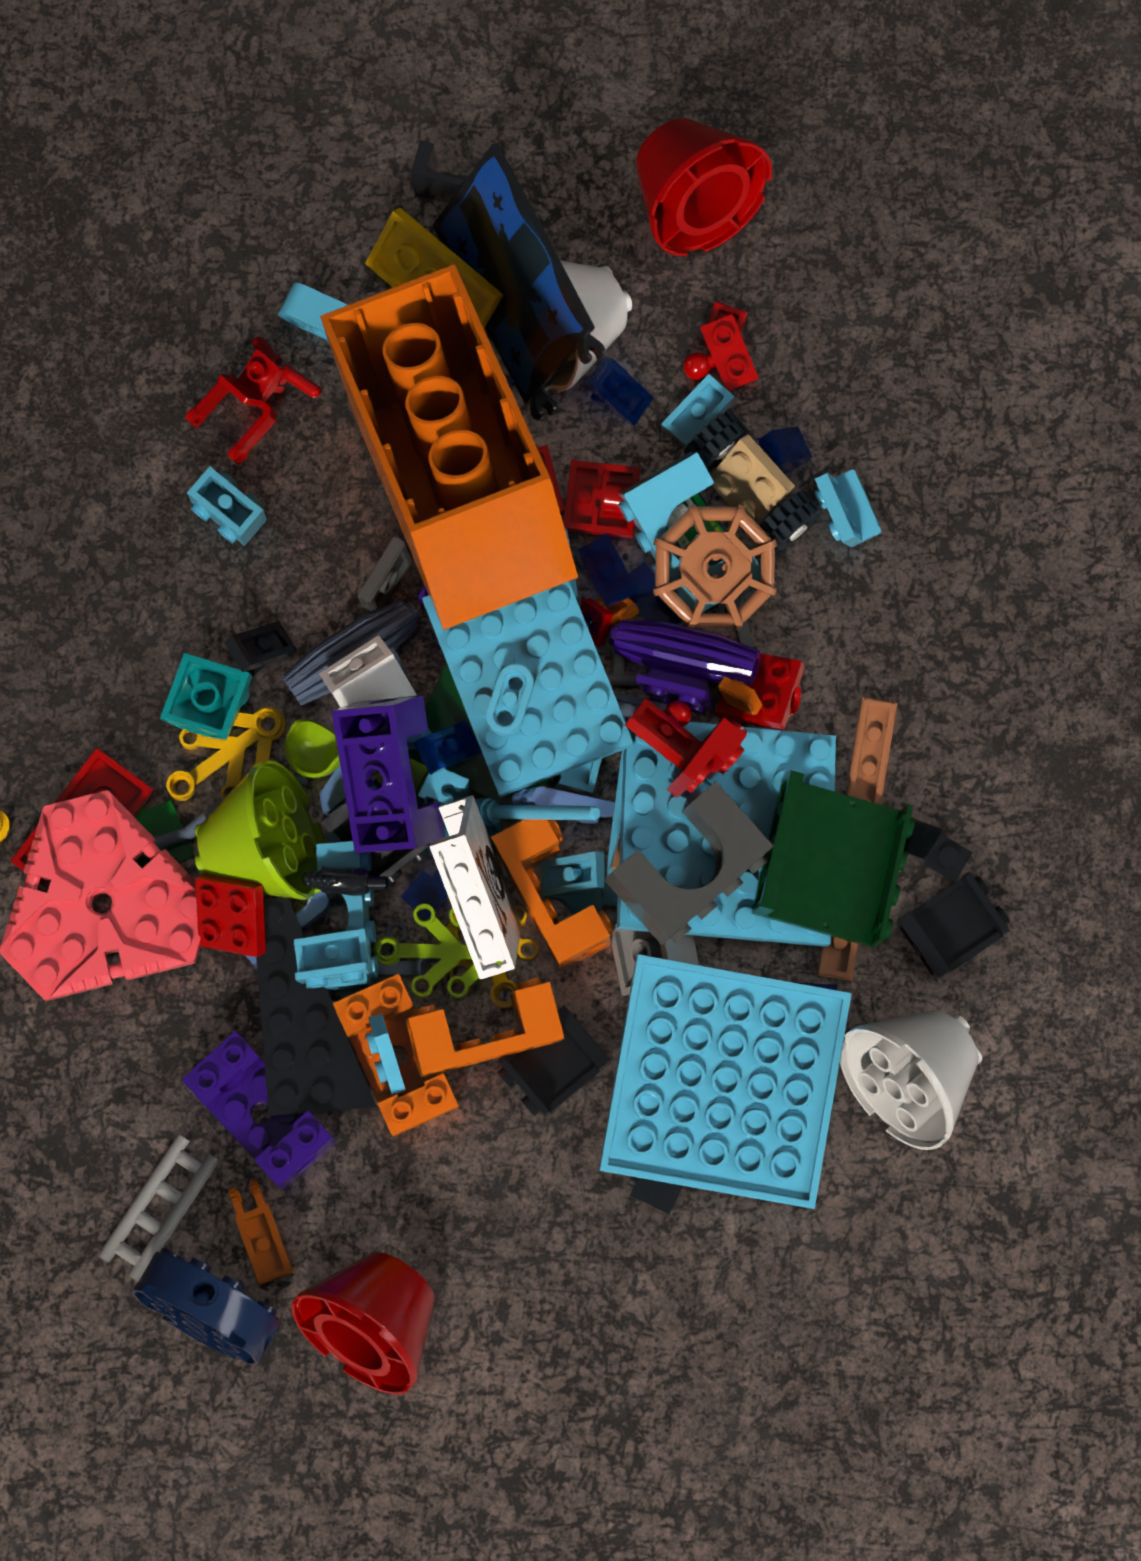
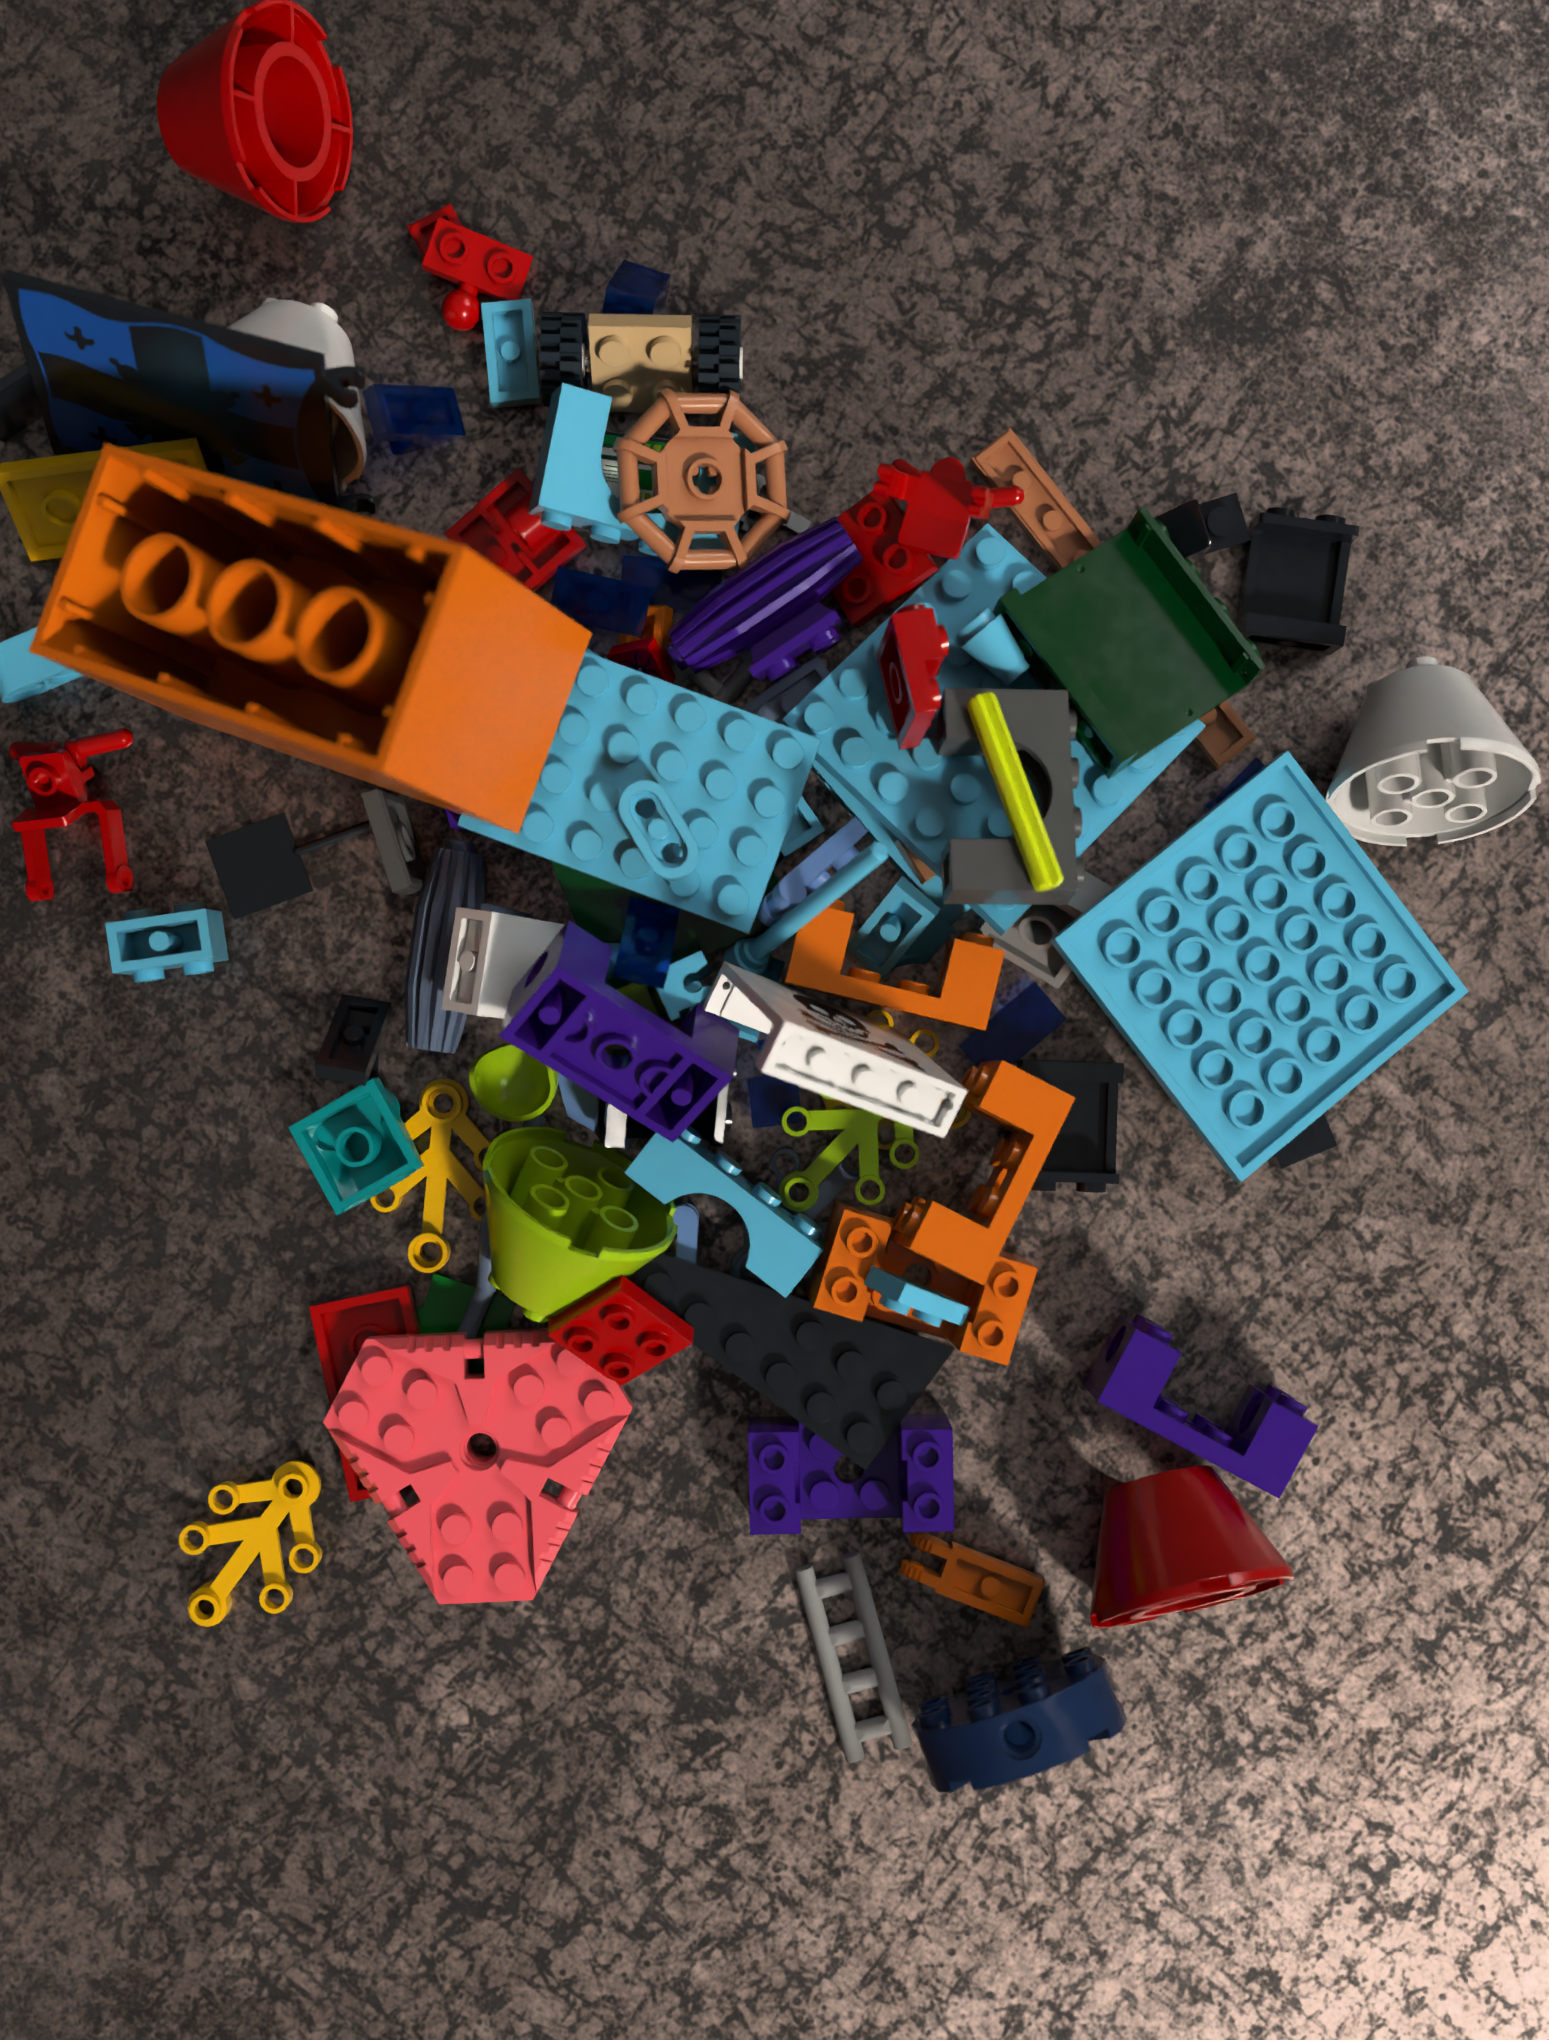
camera: 50 degrees left, 10 degrees up
(312, 519) = (264, 864): none -> black piece
(332, 957) = (766, 1265): medium azure bracket -> none
(345, 880) = (693, 1179): black piece -> none
(448, 1212) = (1260, 1440): none -> dark purple plate
(580, 990) = (1014, 1028): none -> clear blue plate
(666, 730) = (836, 695): red plate -> none
(691, 860) = (1014, 792): none -> neon yellow axle
(740, 695) = (866, 580): orange tile -> none
(765, 791) = (994, 646): none -> medium azure cone
(817, 698) = (939, 504): none -> red piece
(849, 508) = (758, 284): medium azure bracket -> none

